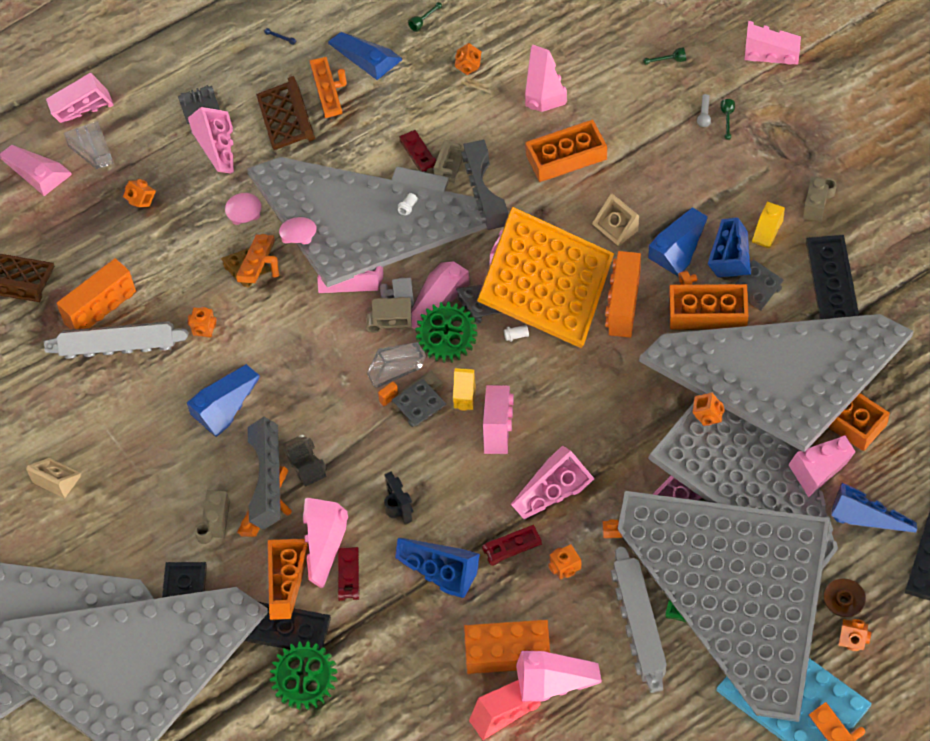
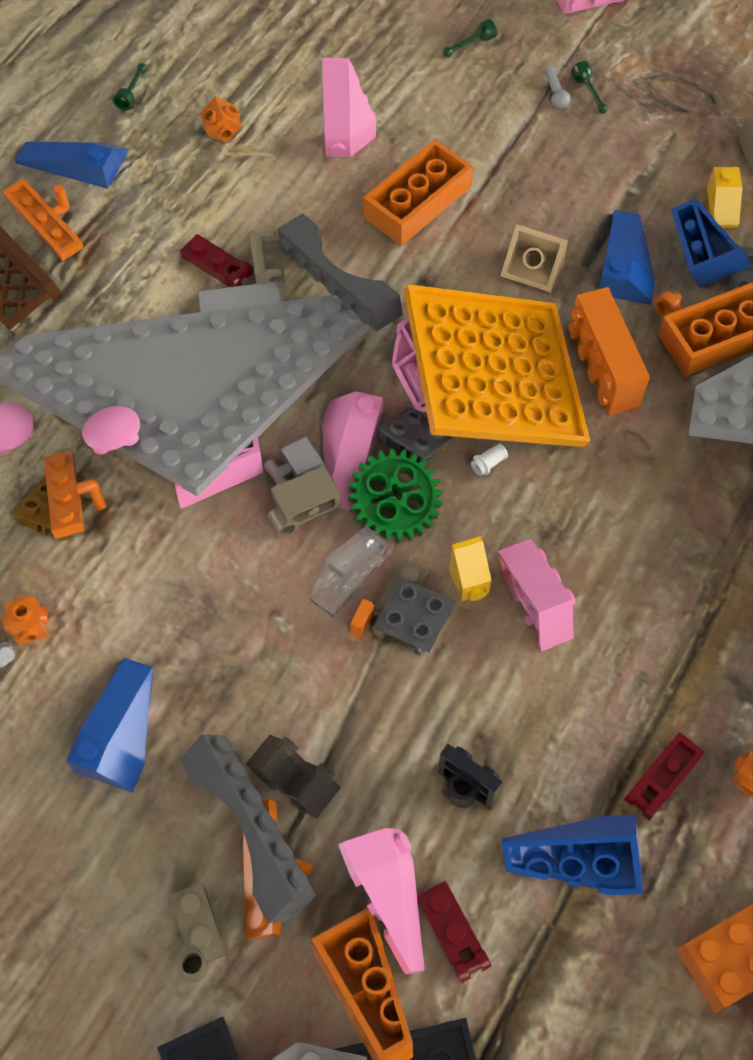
camera: 30 degrees left, 5 degrees up
(405, 207) = (247, 339): white pin -> none
(552, 483) = (669, 646): bright pink wedge -> none

